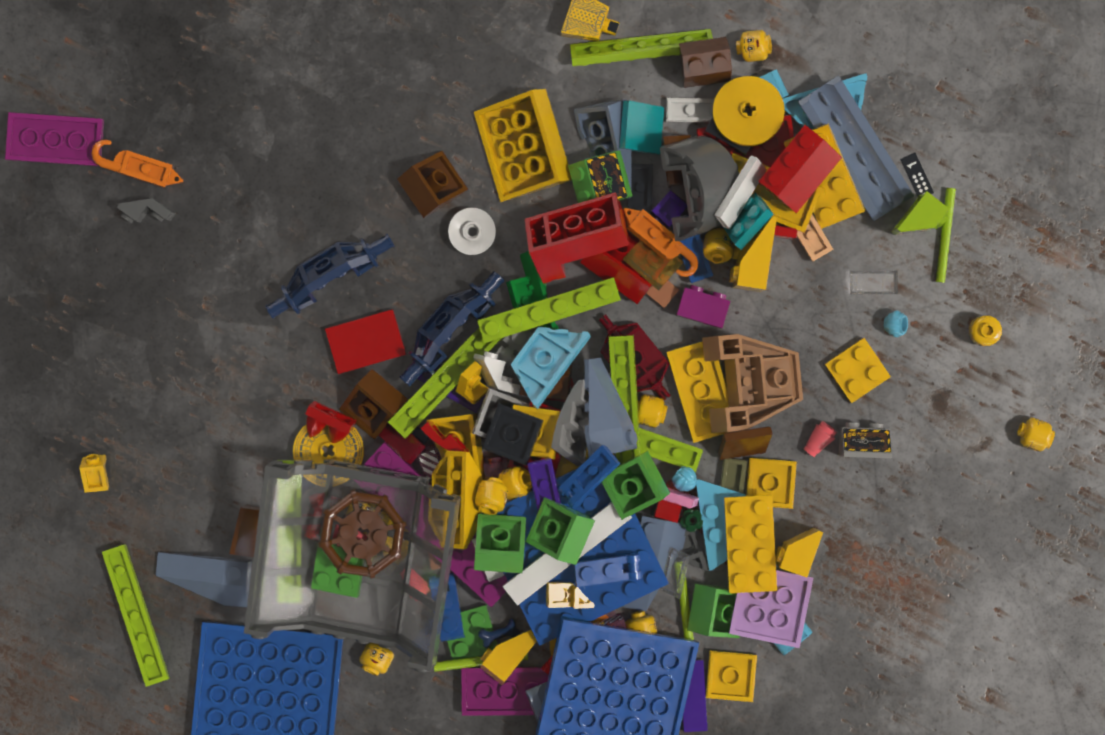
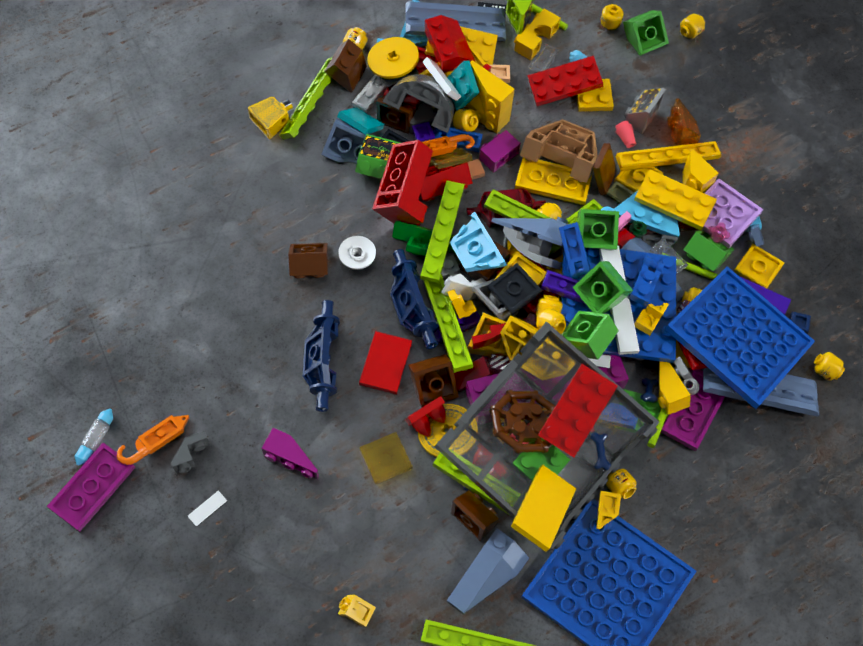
camera: 60 degrees left, 25 degrees down
(104, 104) = (94, 436): none -> piece
(106, 264) = (207, 508): none -> white sticker
(206, 304) = (284, 449): none -> magenta slope
(262, 406) = (385, 458): none -> clear yellow tile
(280, 602) = (543, 508): none -> yellow tile
(338, 659) = (607, 508): none -> yellow slope
(376, 629) = (599, 441): none -> dark blue piece
(390, 583) = (577, 410): none -> red plate
(523, 145) = (322, 193): yellow slope -> none
(536, 659) = (683, 371): none -> light grey plate
(726, 614) = (719, 237): none -> clear pink plate
(766, 655) = (756, 235): none -> sand blue plate
(818, 503) = (666, 155): none -> yellow tile
(850, 327) = (565, 81): none -> red plate
(867, 502) = (682, 125): none -> clear orange slope
(924, 254) = (544, 25): none -> yellow arch
(990, 383) = (646, 31): none -> bright green slope

